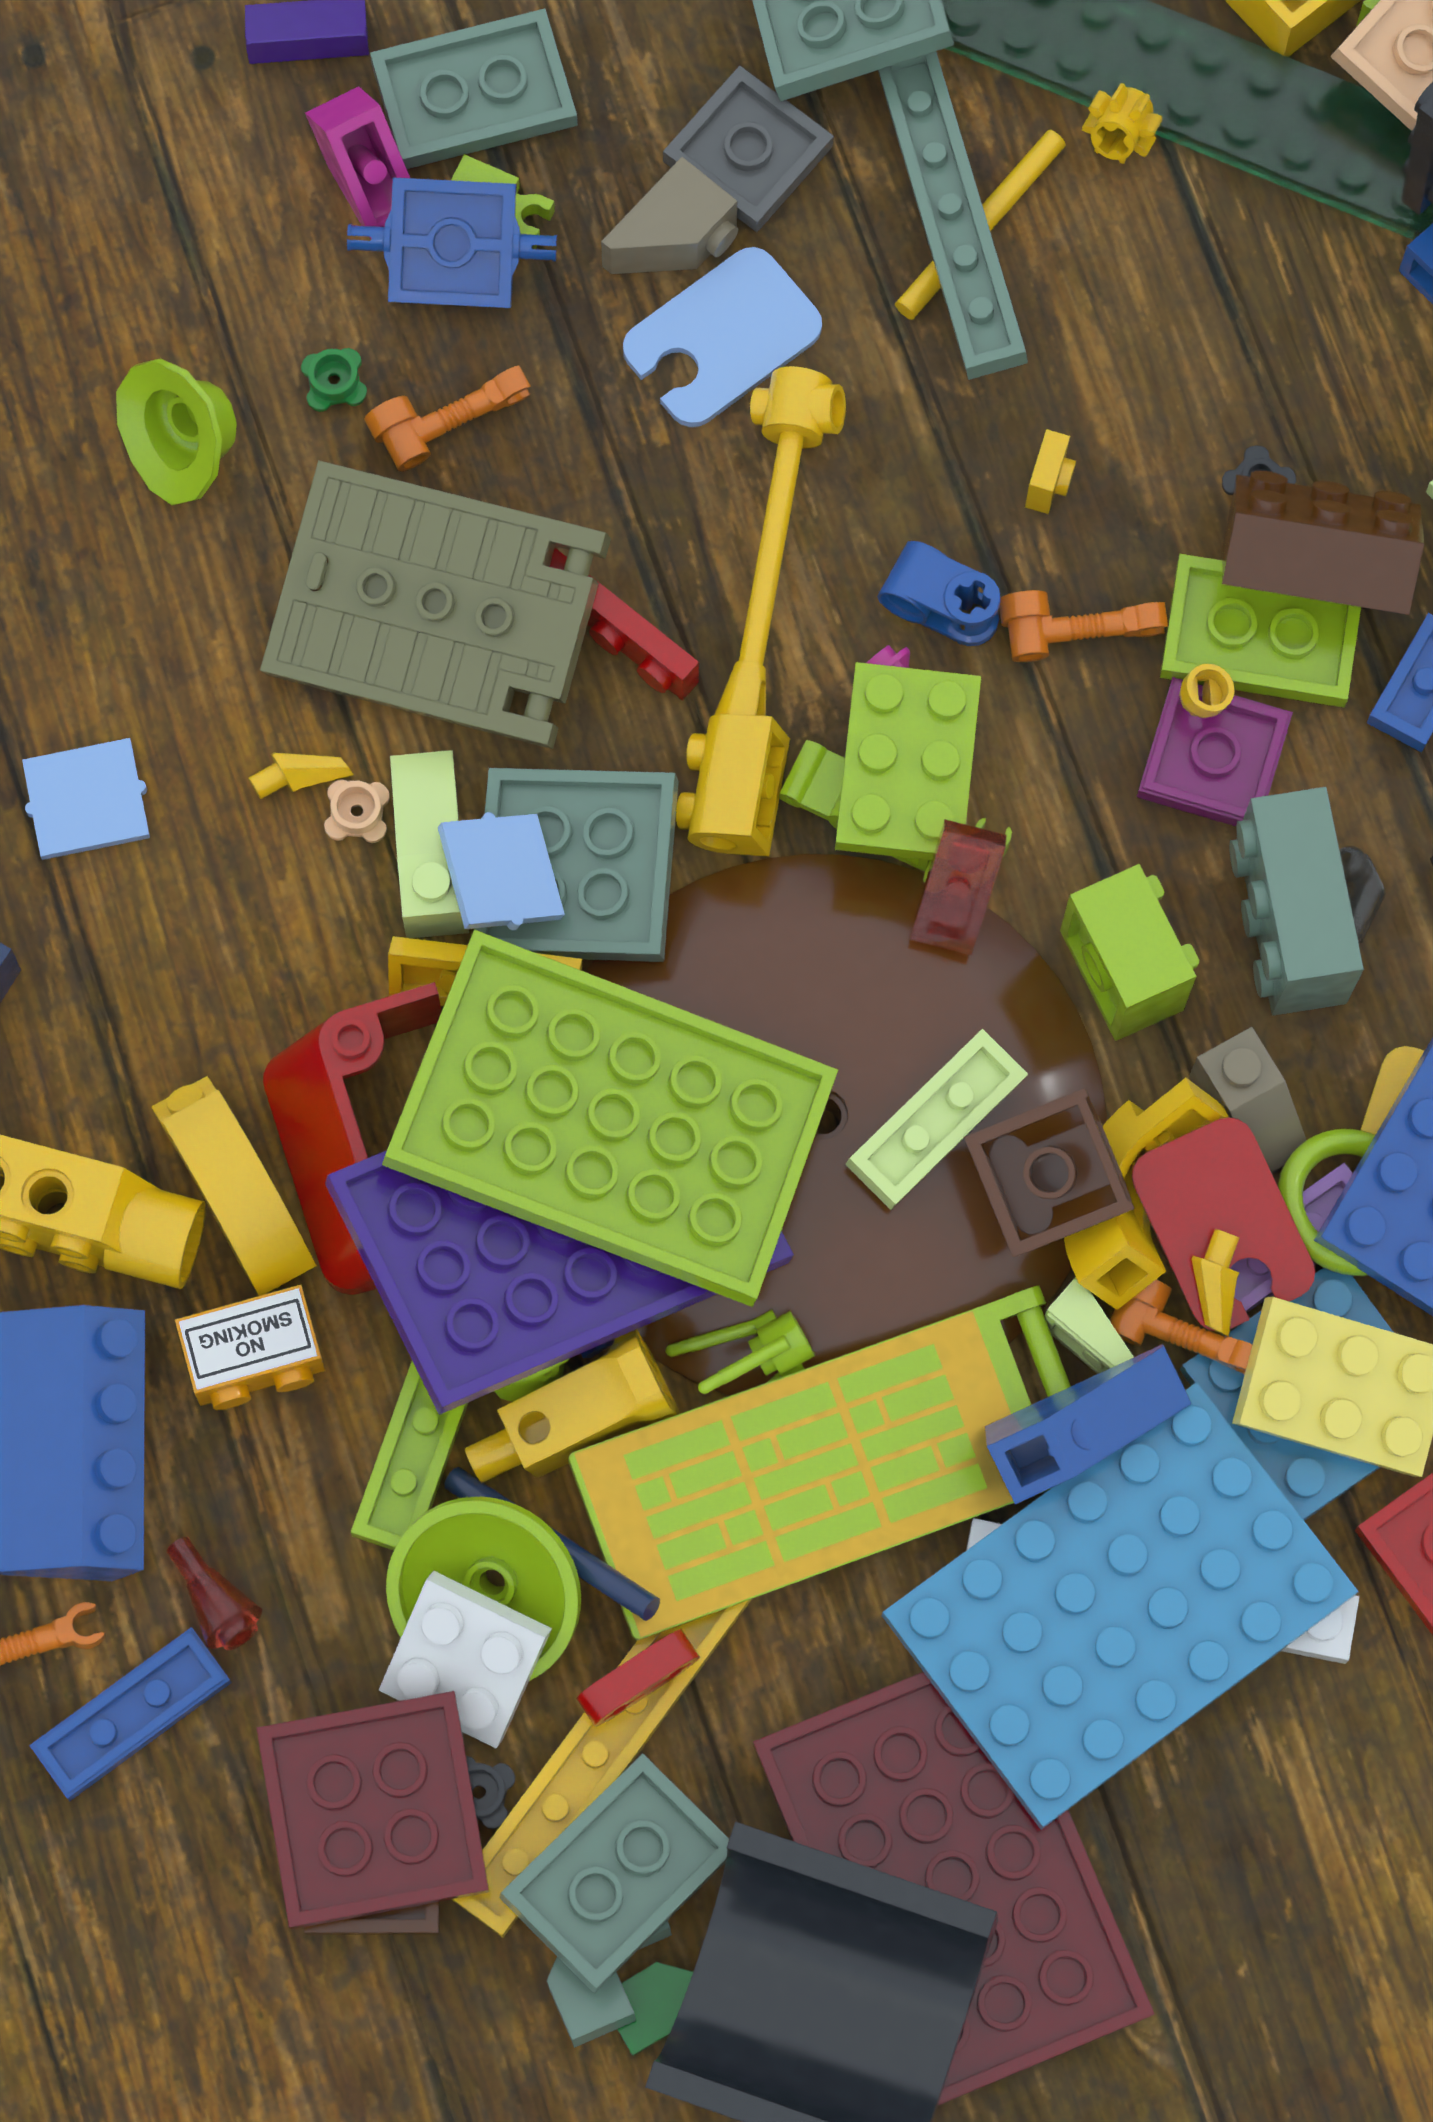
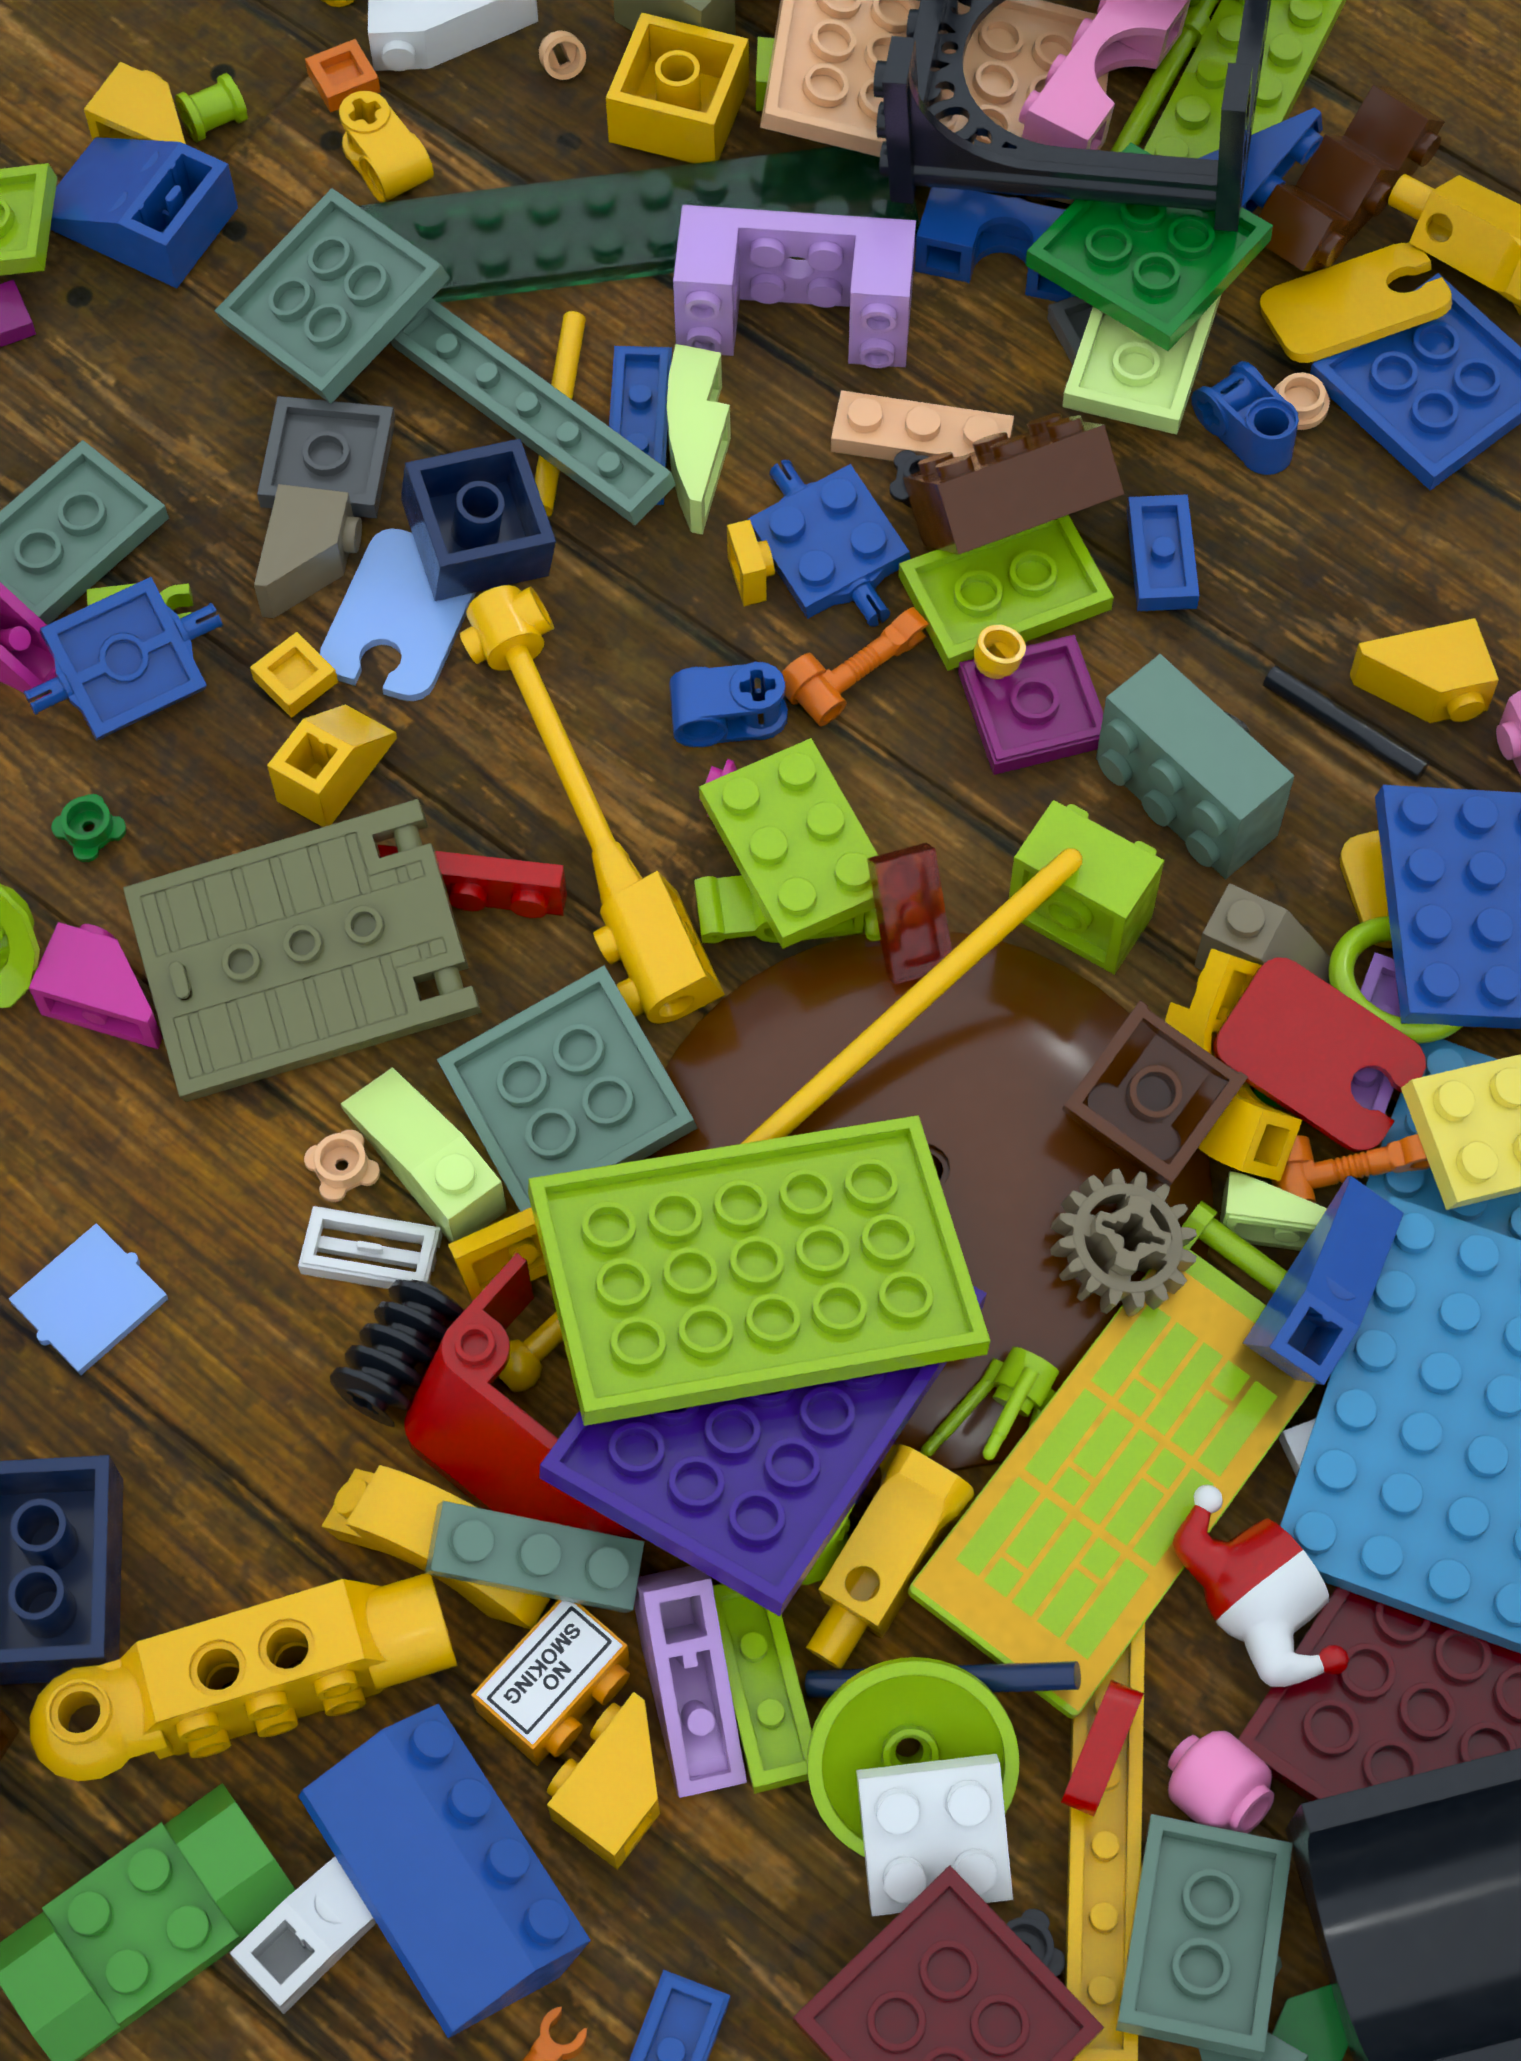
camera: 30 degrees left, 10 degrees down
(222, 1610) = (680, 1934): clear red cone -> none
(244, 1462) = (613, 1790): none -> yellow slope
(250, 526) = (93, 986): none -> dark pink slope
(288, 1242) = (534, 1557): none -> sand green plate
(297, 772) = (266, 1164): yellow bar -> none
(299, 997) = (394, 1349): none -> black piece
(354, 1417) = (689, 1679): none -> lavender slope
(372, 934) = (374, 1226): none -> white tile
(397, 1068) = (525, 1357): none -> yellow bar
(406, 433) = (184, 833): orange brick -> none
(500, 871) = (509, 1131): light blue piece -> none
(568, 442) = (327, 762): none -> yellow slope
(590, 341) = (294, 674): none -> yellow plate
(719, 1765) = (1220, 1782): none -> bright pink head
(835, 292) = (477, 519): none -> dark blue brick
(850, 1634) = (1258, 1591): none -> piece
(936, 1119) = (1026, 1111): yellowish green plate -> none
(961, 1262) = (1148, 1231): none -> dark tan gear
(1058, 263) = (640, 398): none -> blue tile
(1087, 316) = (696, 430): none -> yellowish green slope
(1122, 123) = (623, 273): yellow gear -> none
(1137, 493) = (830, 541): none -> blue plate
(1217, 1281) = (1350, 1101): yellow bar -> none
(1293, 434) = (887, 426): none -> light nougat plate
(1337, 248) = (747, 255): none -> lavender plate

